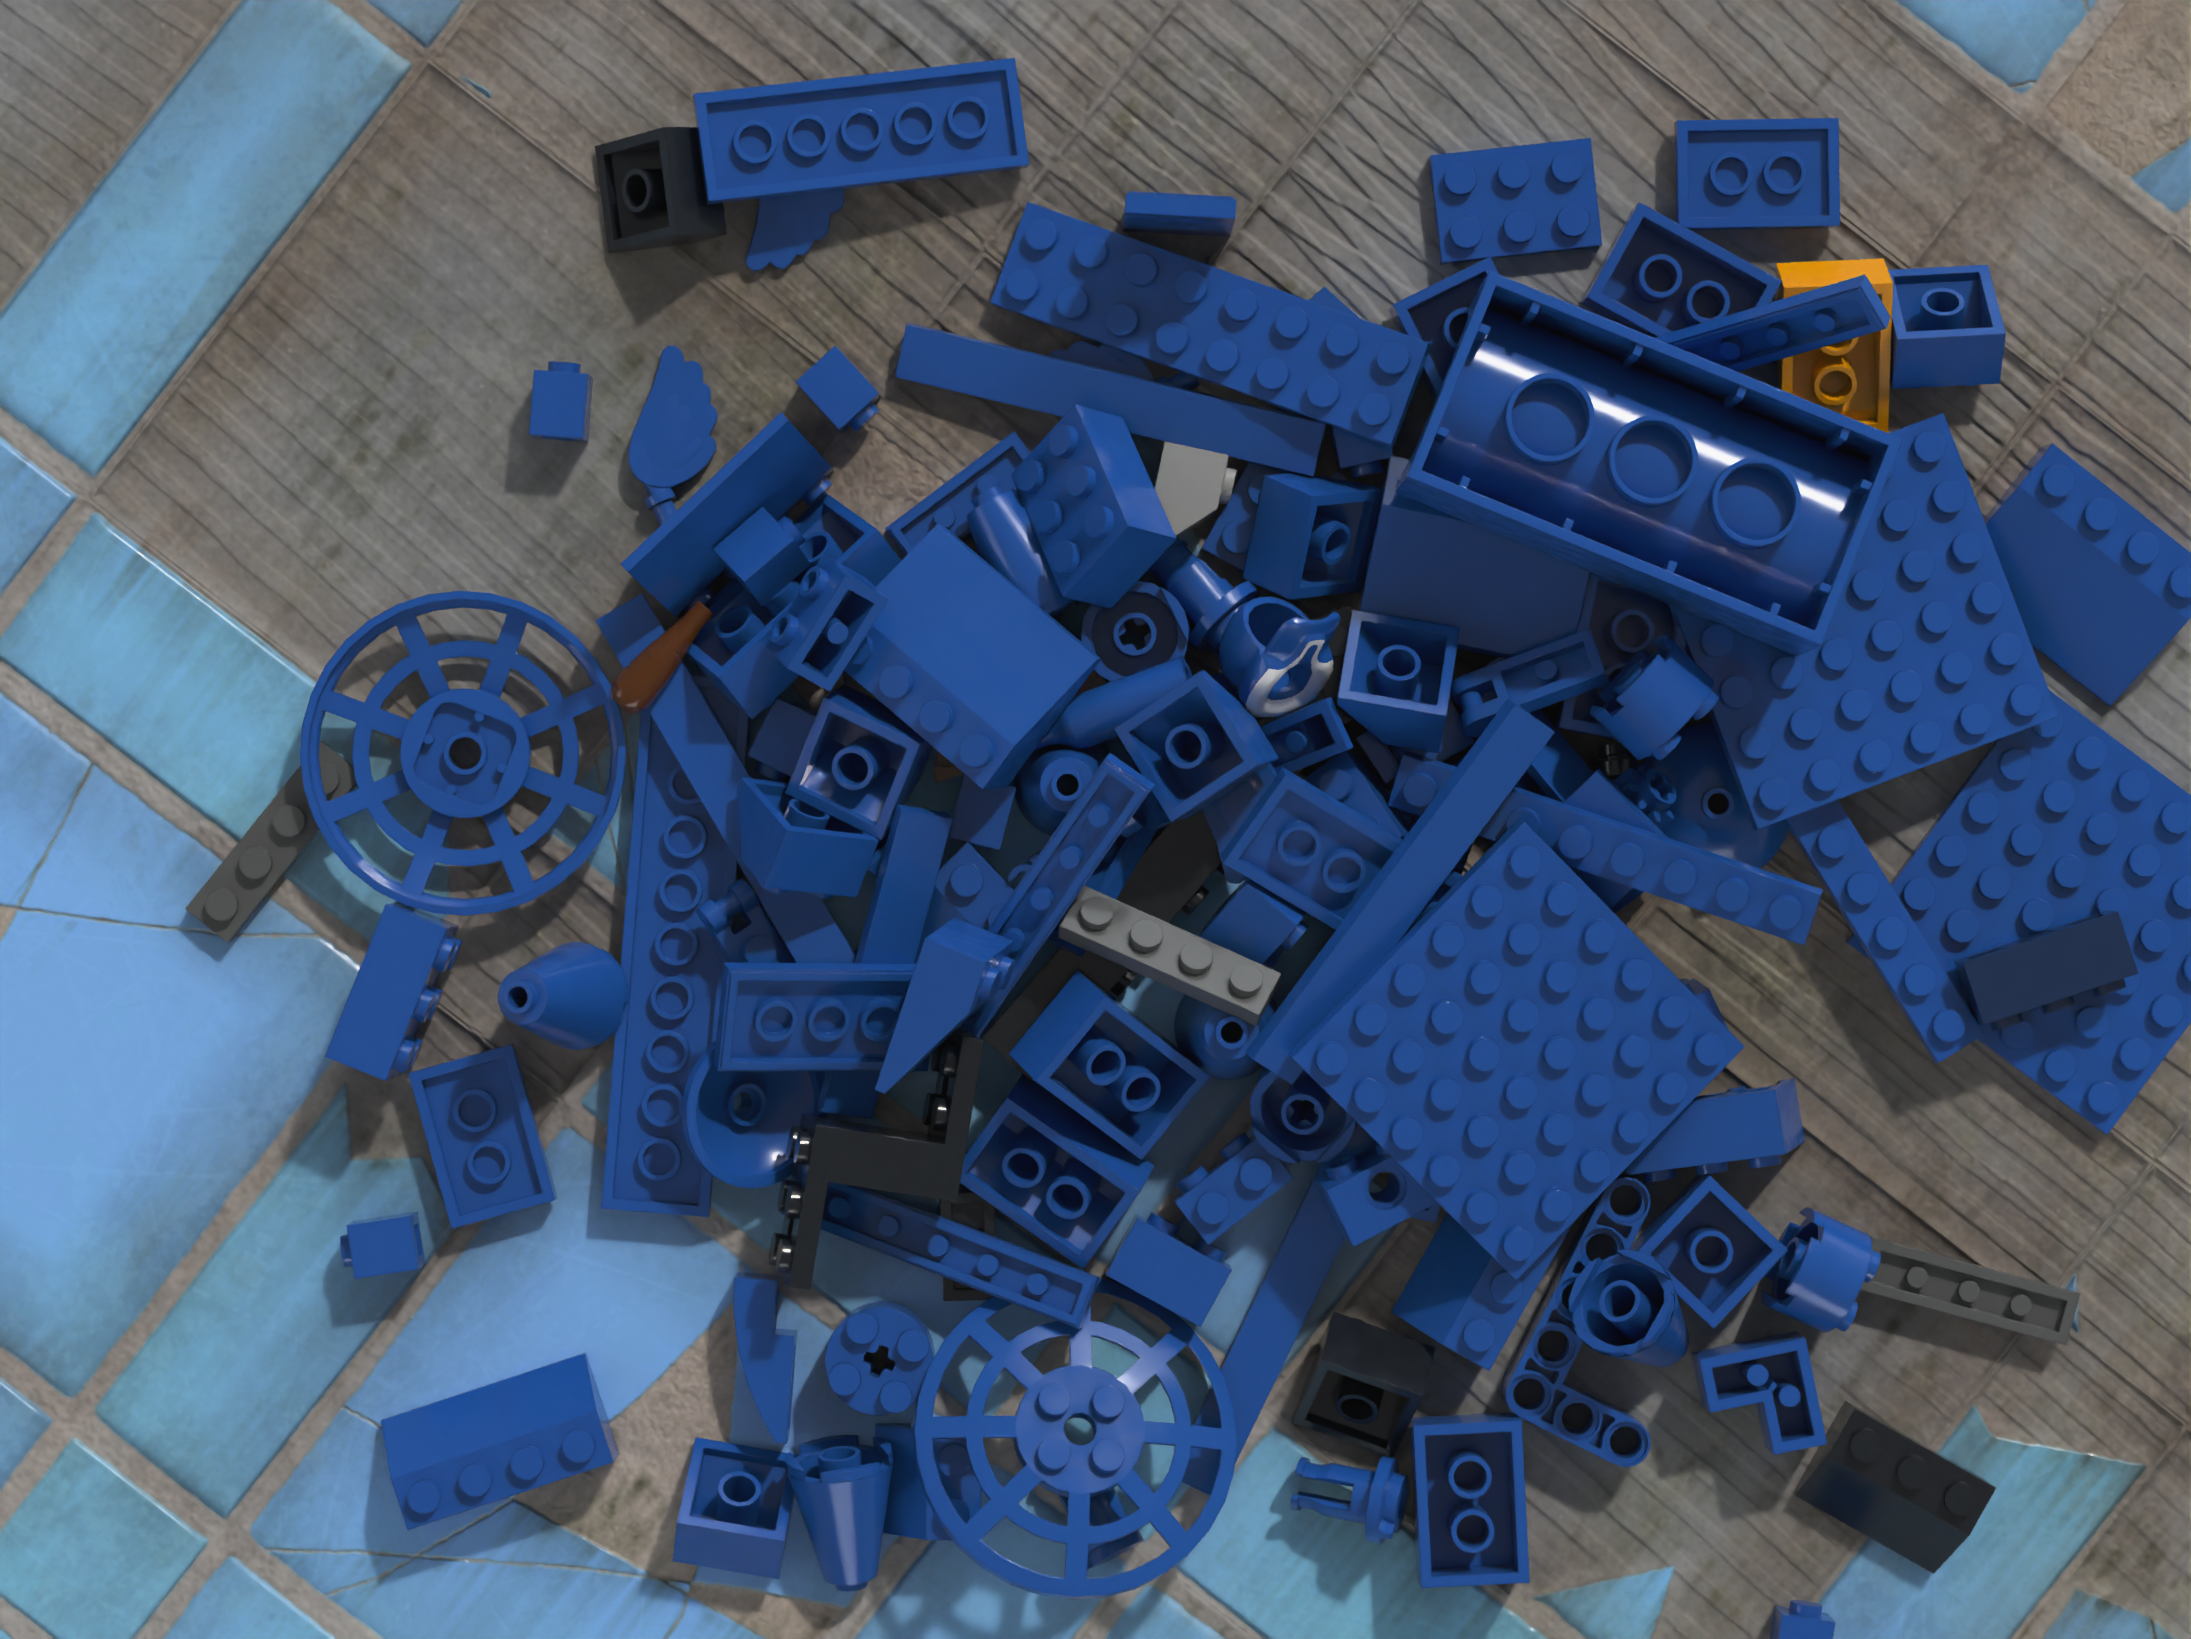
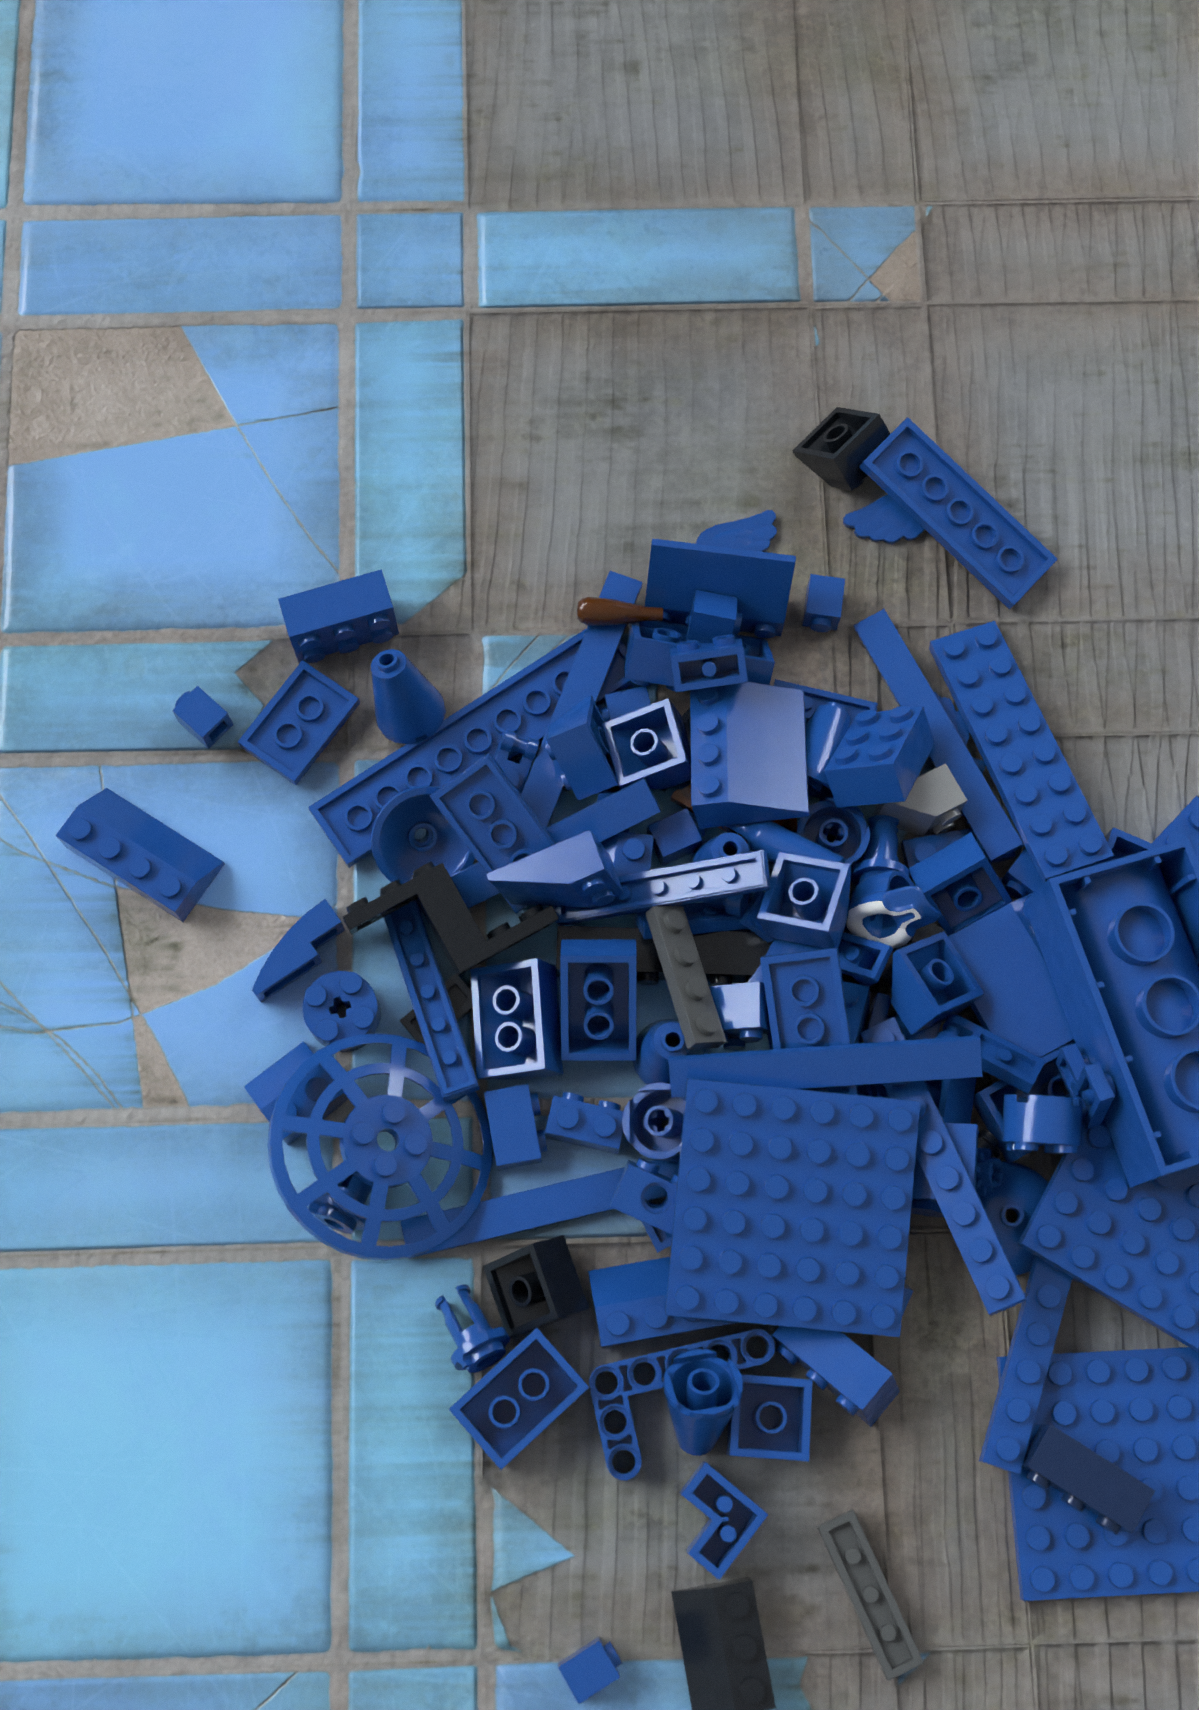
camera: 45 degrees right, 15 degrees down
(267, 849) = (369, 514): dark grey plate -> none
(428, 746) = (486, 544): blue dish -> none
(561, 403) = (700, 480): blue brick -> none
(735, 1509) = (199, 1001): blue slope -> none
(843, 1504) = (244, 1055): blue cone -> none
(1179, 213) = (1061, 684): blue tile -> none
(1666, 616) = (1087, 1083): none -> blue plate
(1821, 1272) = (810, 1494): blue brick -> none

